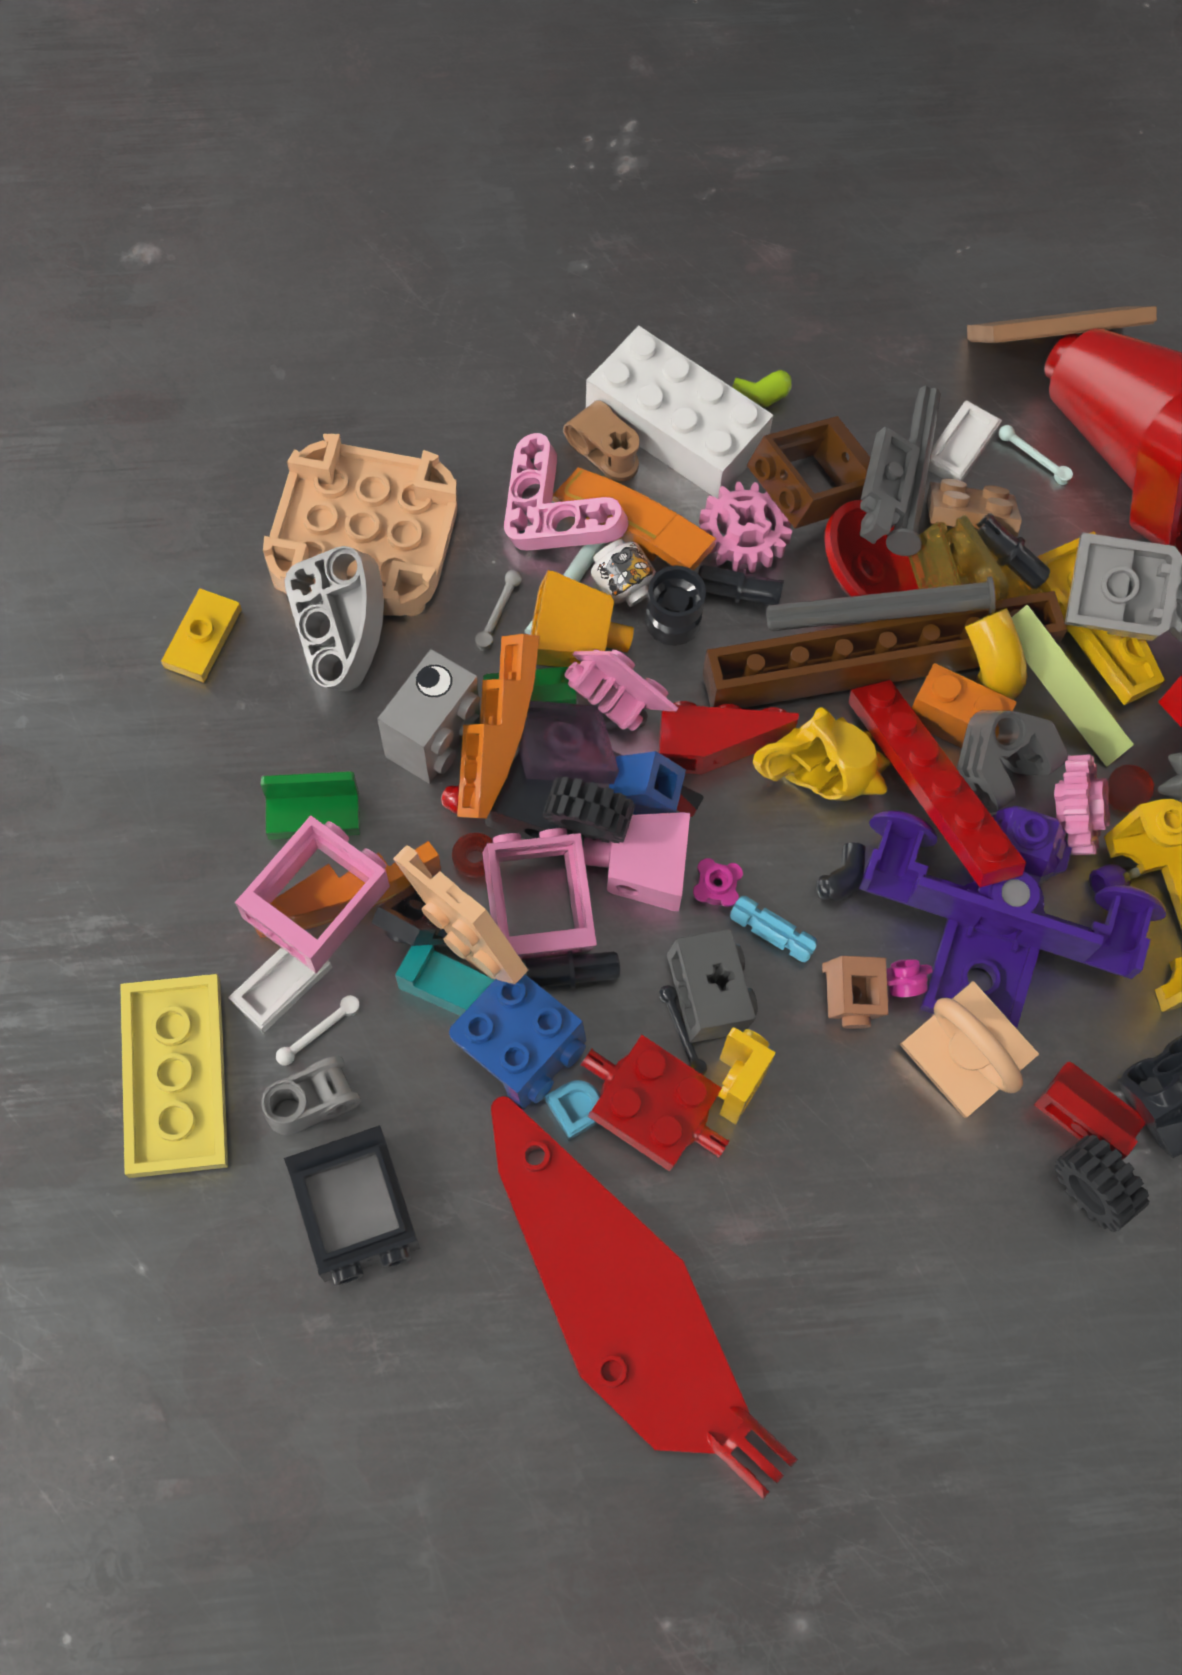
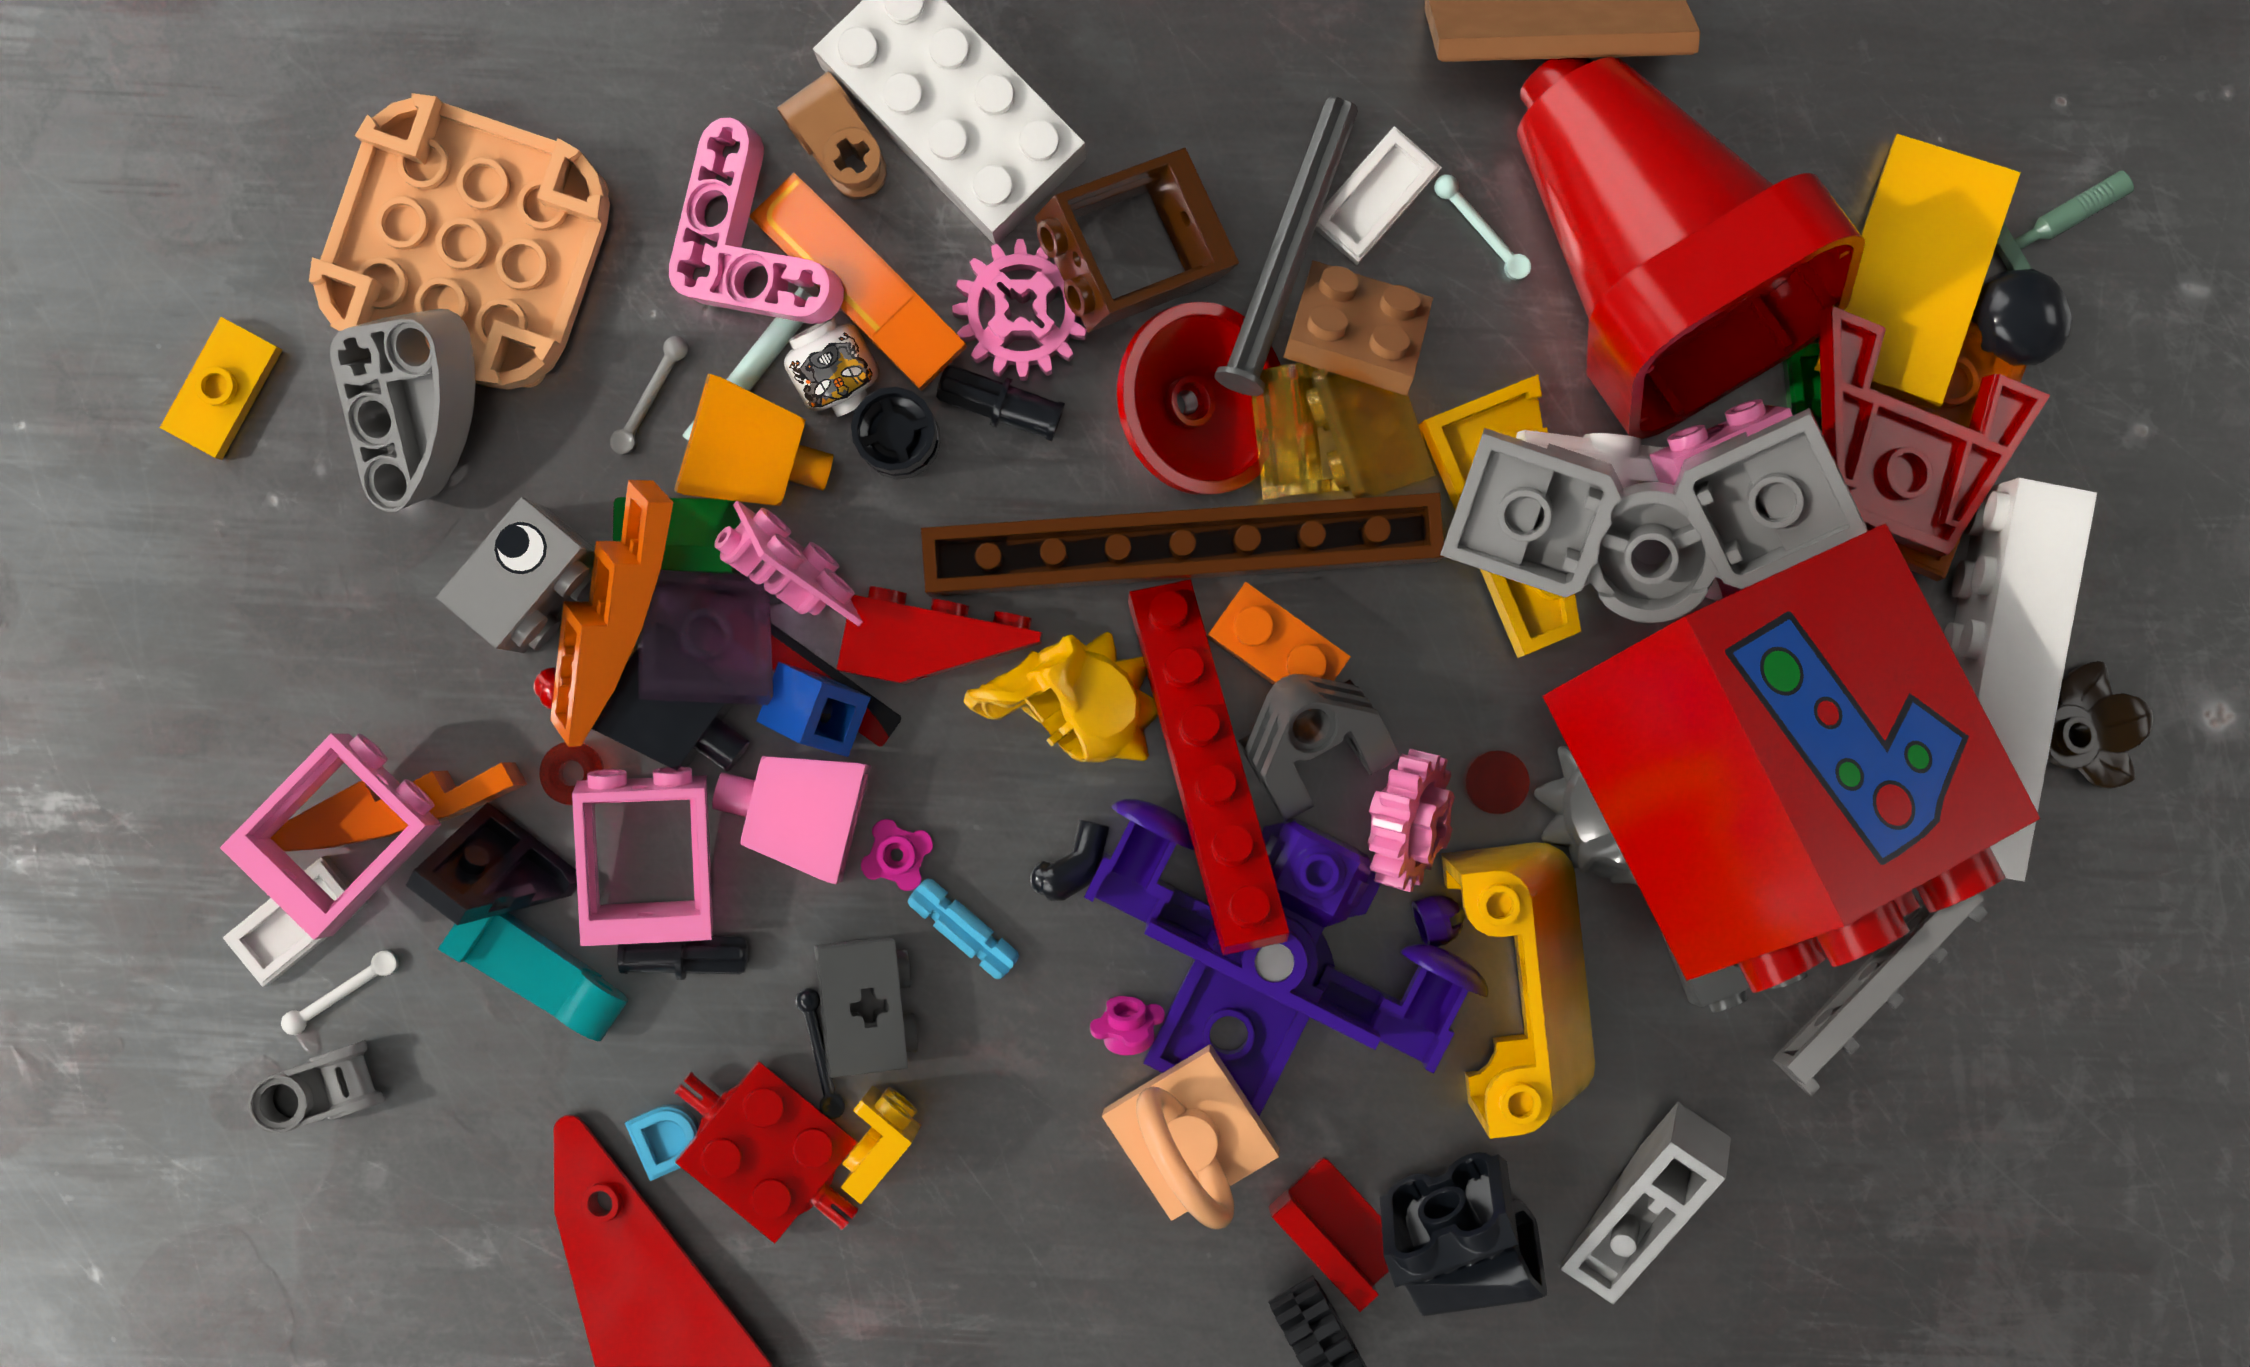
camera: 10 degrees right, 20 degrees up
(173, 1076) = (144, 1036): light yellow plate -> none
(320, 795) = (355, 680): green panel -> none
(352, 1206) = (362, 1241): window -> none
(468, 924) = (524, 923): light nougat wing -> none
(520, 1037) = (593, 1048): blue bracket -> none
(589, 809) = (715, 763): black tyre -> none
(767, 390) = (1092, 75): lime arm -> none
(866, 980) = (1071, 1050): nougat brick -> none
(882, 606) = (1181, 494): dark grey axle -> none
(887, 483) = (1231, 284): dark grey hinge -> none
(999, 654) = (1333, 585): yellow cylinder -> none
(1012, 552) = (1391, 420): black axle -> none
(1070, 689) = (1431, 630): yellowish green sticker -> none

